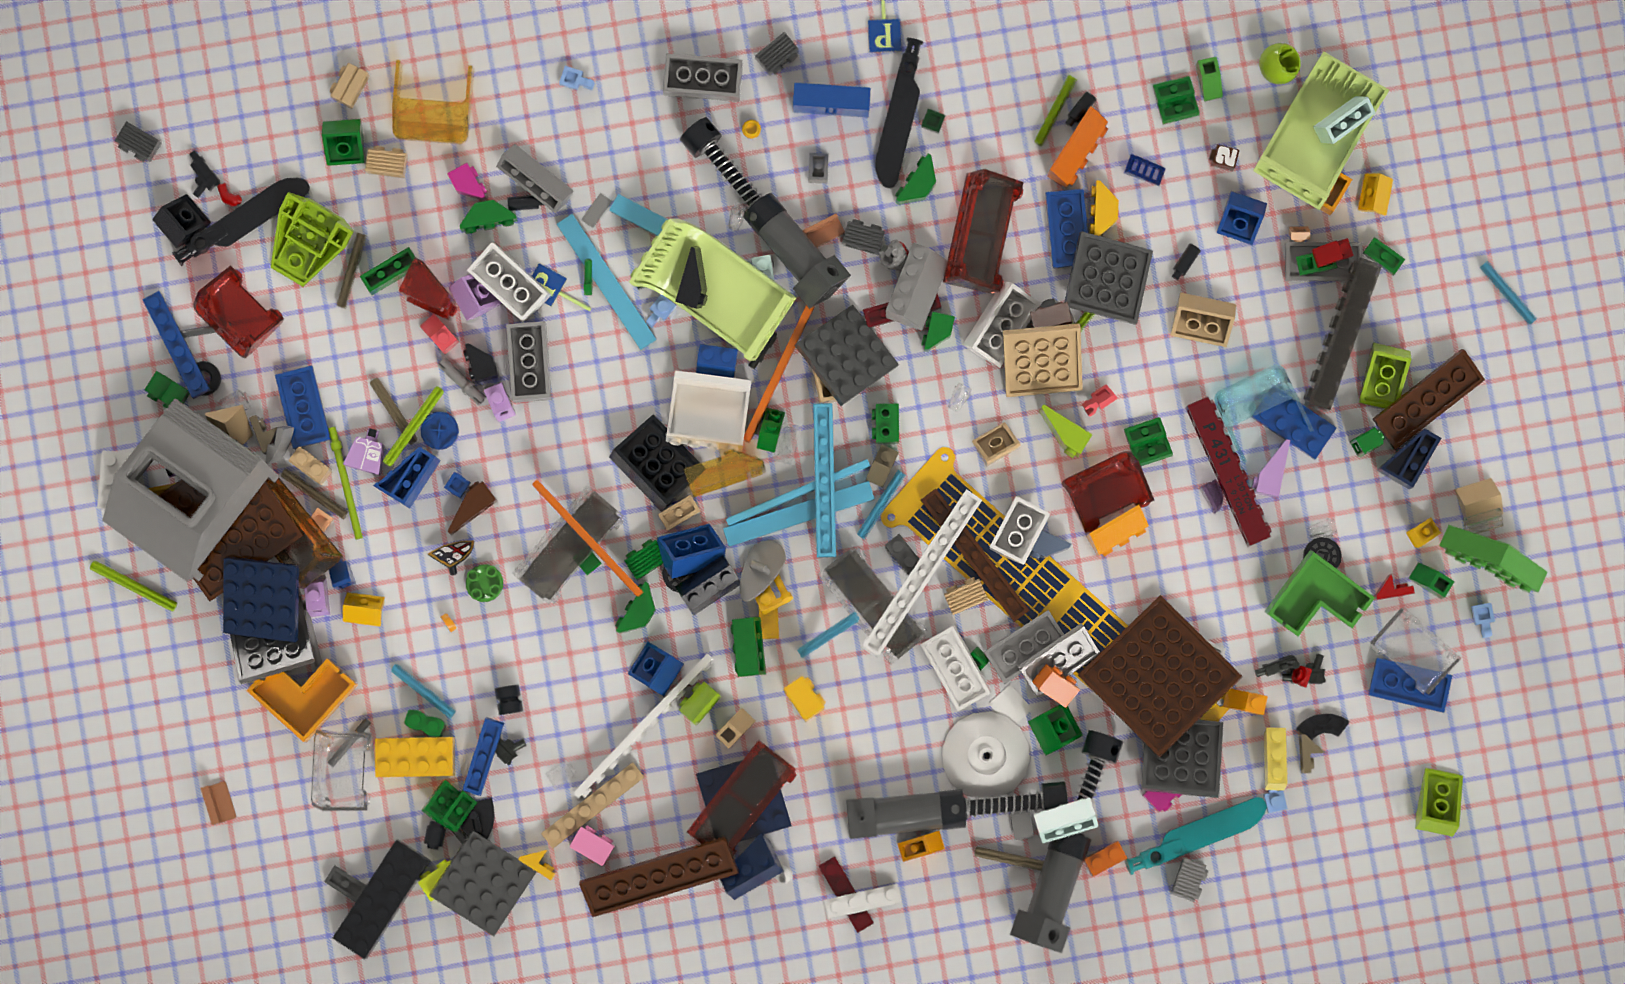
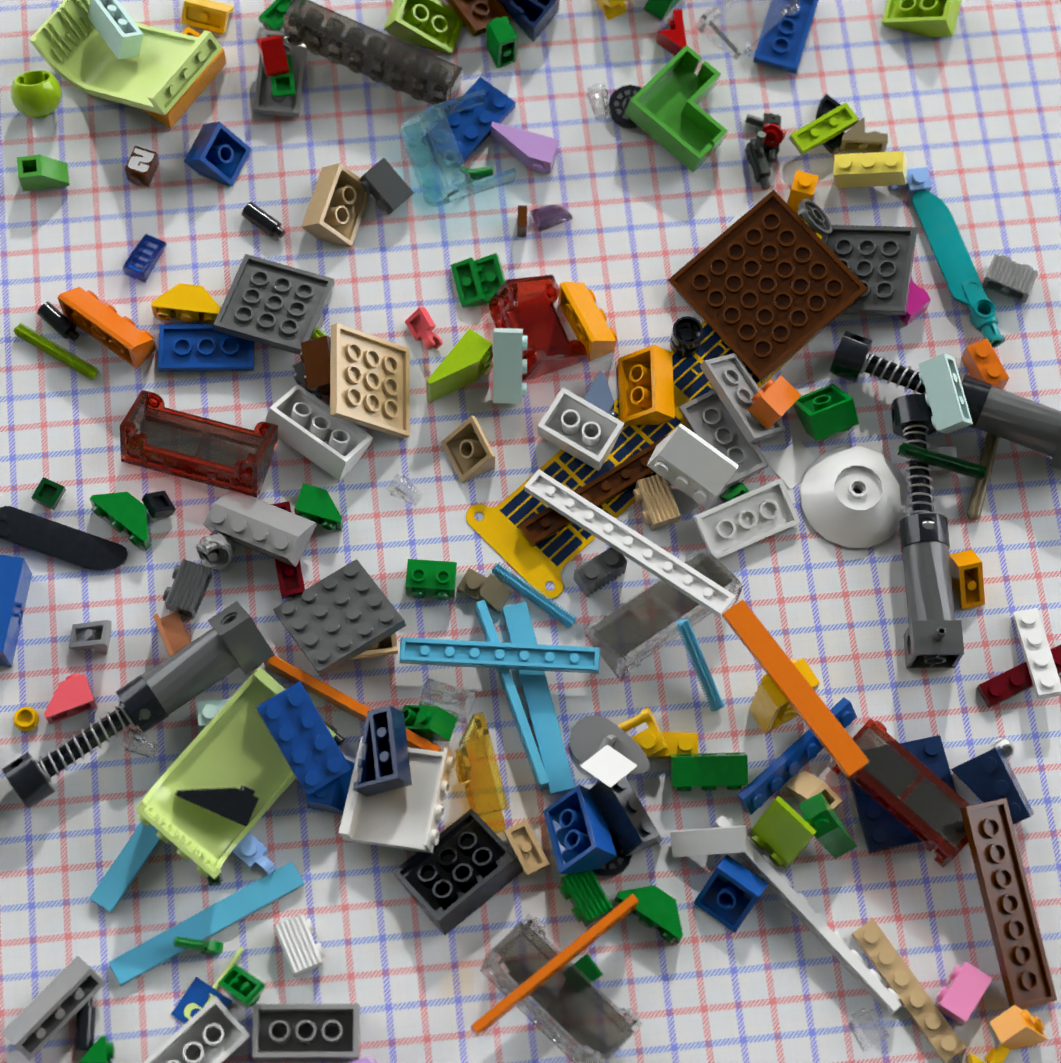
camera: 90 degrees left, 15 degrees down
(556, 312) = (242, 986): none -> green slope
(567, 886) = (1018, 1028): none -> light orange slope
(593, 351) = (298, 945): none -> white brick
(596, 210) = (108, 931): light grey sticker -> none
(692, 649) = (709, 841): none -> white tile
(706, 735) = (829, 828): none -> green slope
(738, 398) = (384, 753): none -> dark blue wedge
(739, 568) = (608, 766): none -> white sticker
(742, 336) = (303, 738): none -> blue plate
(766, 715) = (790, 762): none -> blue plate
(769, 160) = (70, 699): none -> coral slope
(798, 701) = (795, 688): none -> orange tile
(930, 206) = (158, 504): none -> black plate
(992, 620) = (692, 465): none -> white slope
(1013, 821) = (942, 460): none -> dark green axle
(1063, 582) = (646, 387): none -> light orange slope
(1067, 469) = (509, 365): none -> light aqua brick
(1109, 612) = (686, 336): none -> black wheel
(1176, 100) = (63, 215): green slope -> none
(1204, 472) = (522, 221): none -> reddish brown tile
(1222, 358) = (385, 186): none -> dark grey brick
(1223, 713) = (814, 217): none -> dark grey wheel
(1227, 471) = (532, 190): dark red brick -> none
(1246, 431) = (480, 172): none -> green bar
(1299, 234) = (244, 94): light nougat plate -> none
(1312, 719) = (823, 128): none -> lime plate

